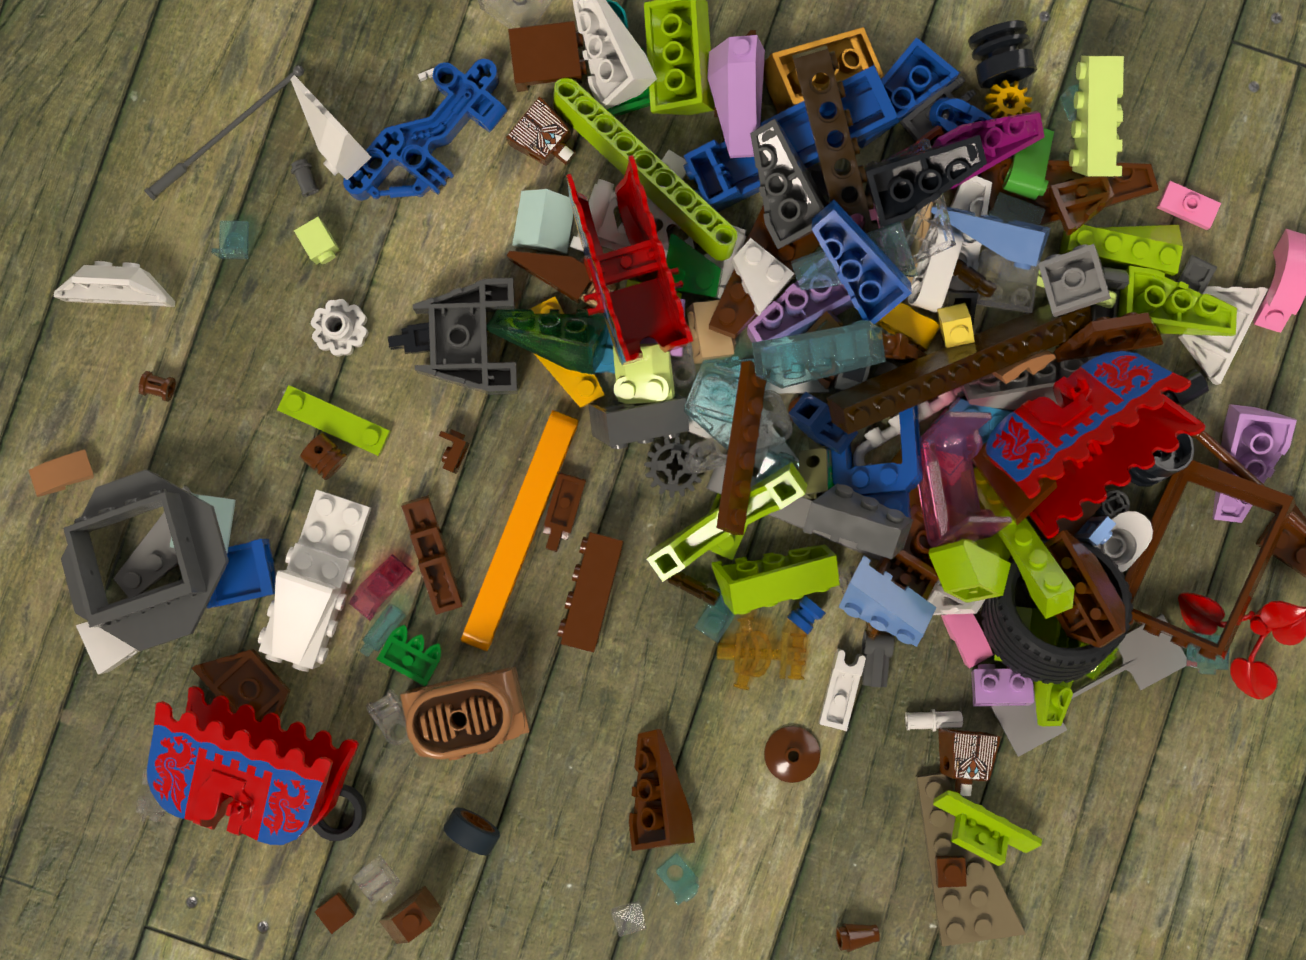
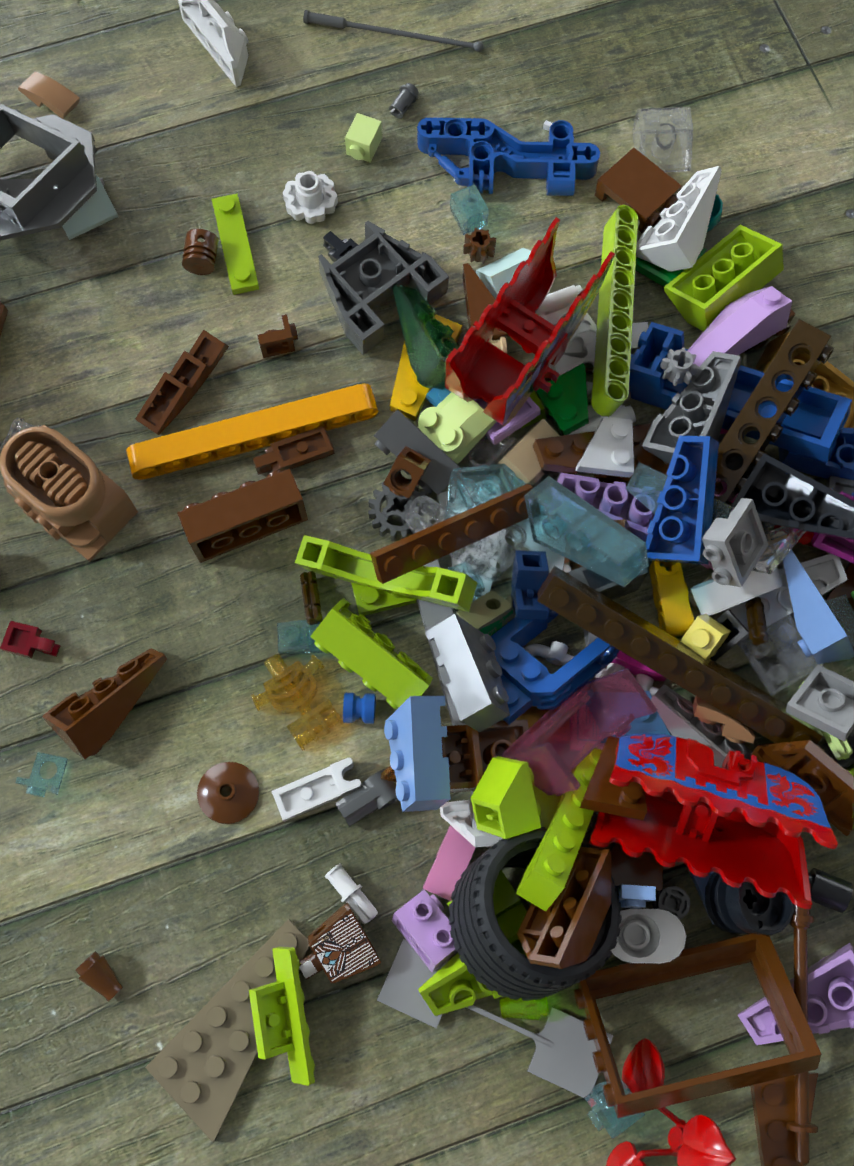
camera: 55 degrees right, 15 degrees down
(157, 386) = (165, 110): reddish brown bush -> none
(233, 240) = (315, 88): clear light blue bracket -> none
(247, 574) = (59, 261): blue panel -> none
(314, 583) = (86, 314): white wedge -> none
(333, 141) = (447, 87): white wedge -> none
(380, 587) = (125, 361): clear pink slope -> none
(382, 629) = (92, 388): clear light blue cylinder -> none
(409, 657) = (84, 421): green plate -> none
(456, 208) = (469, 209): none -> clear light blue brick
(492, 218) = (479, 245): none -> reddish brown gear
(541, 135) = (577, 228): reddish brown torso -> none
(561, 824) = (25, 639): none -> dark red plate
(660, 443) = (414, 464): none -> reddish brown brick
(741, 178) = (679, 366): none -> light grey gear
(899, 349) = (645, 598): reddish brown plate -> none
(919, 257) = (735, 544): none -> light grey plate
(950, 871) = (221, 1015): reddish brown plate -> none

